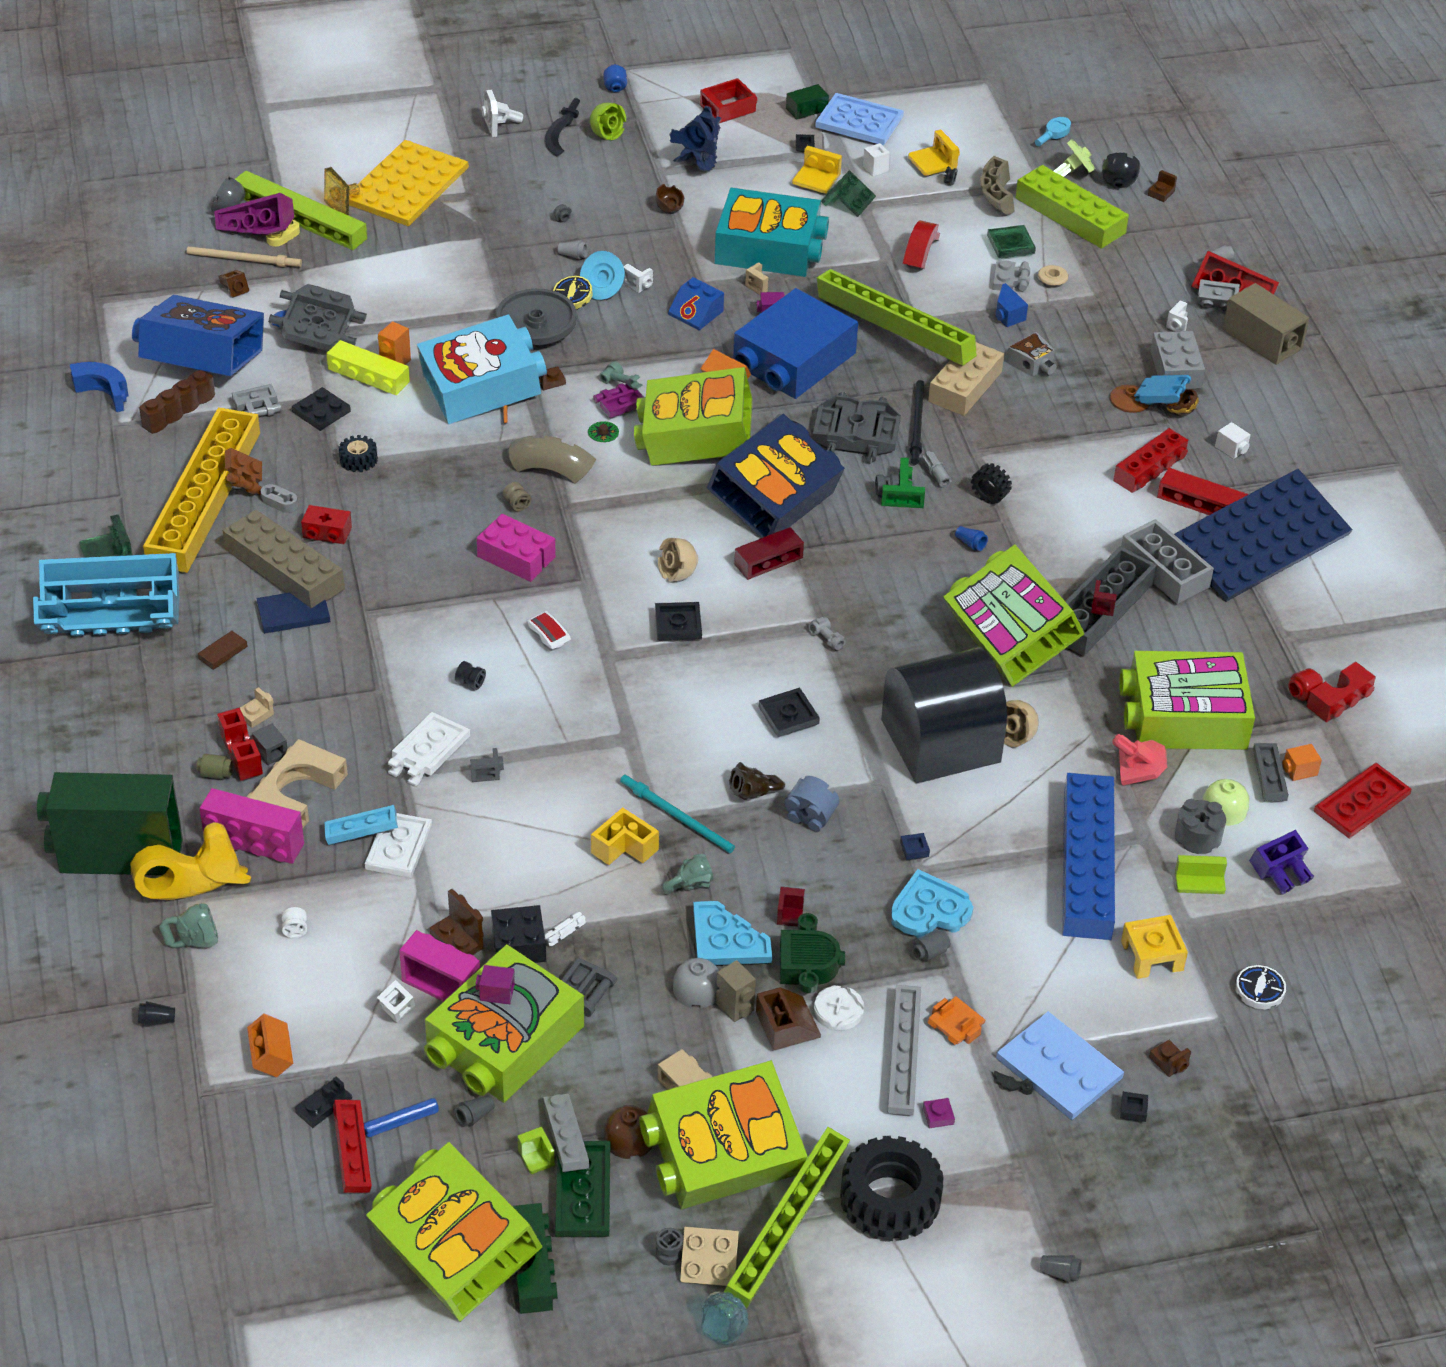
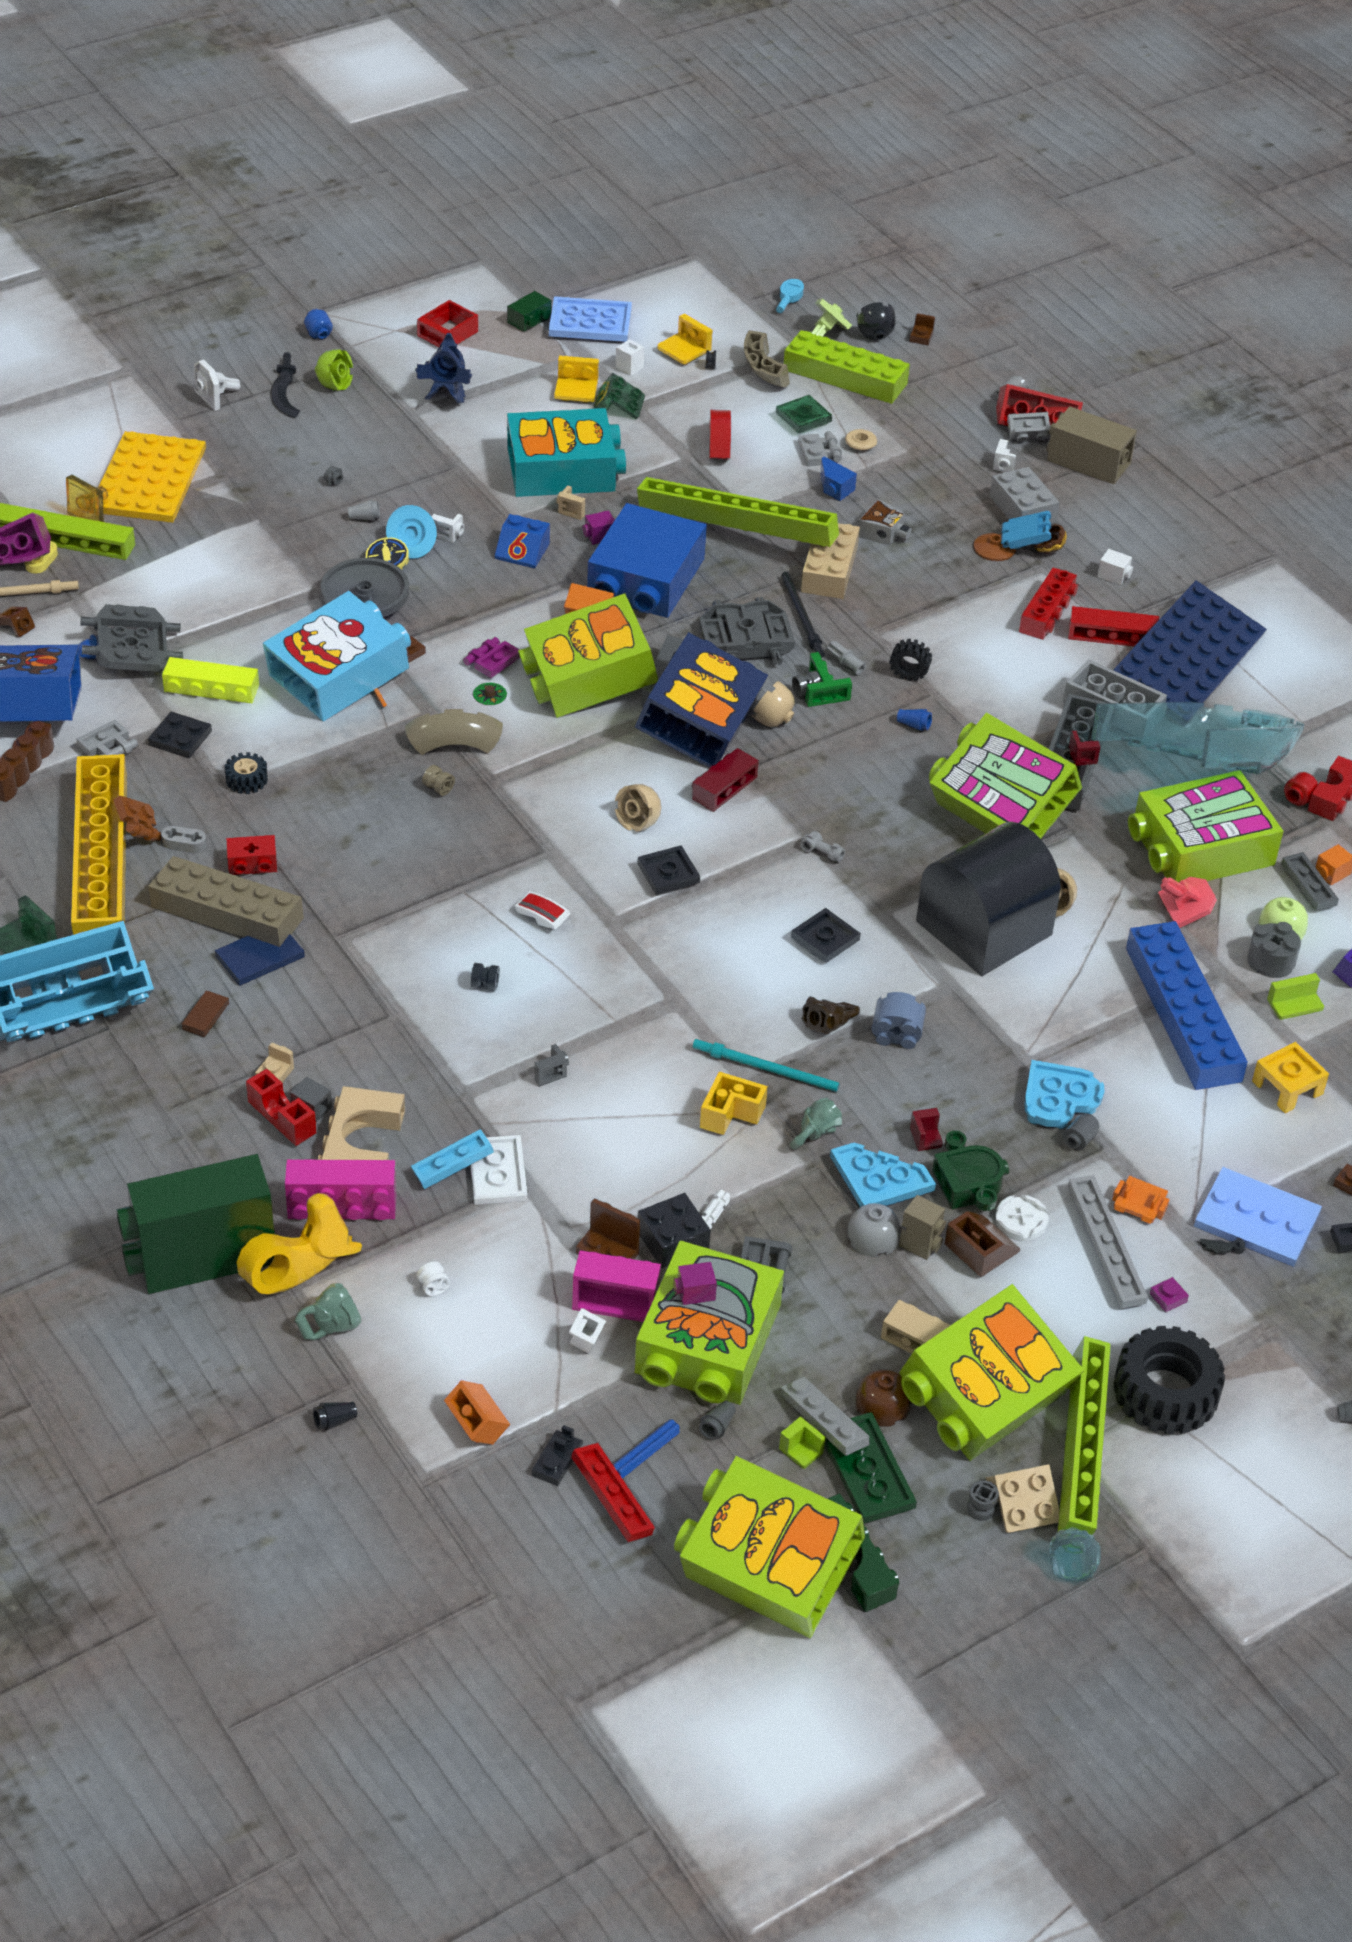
camera: 20 degrees left, 0 degrees up
(215, 766) = (263, 1138): olive brick -> none
(395, 343) = (231, 646): orange brick -> none
(427, 747) = (477, 1061): white tile -> none
(516, 547) = (465, 833): dark pink piece -> none
(615, 372) = (473, 629): sand green brick -> none
(669, 198) = (439, 438): reddish brown hair -> none
(803, 141) = (547, 354): black plate -> none
(845, 498) = (775, 706): none -> tan cylinder
(915, 846) = (1015, 1038): dark blue plate -> none
(1223, 609) = (1216, 735): none -> clear light blue windscreen

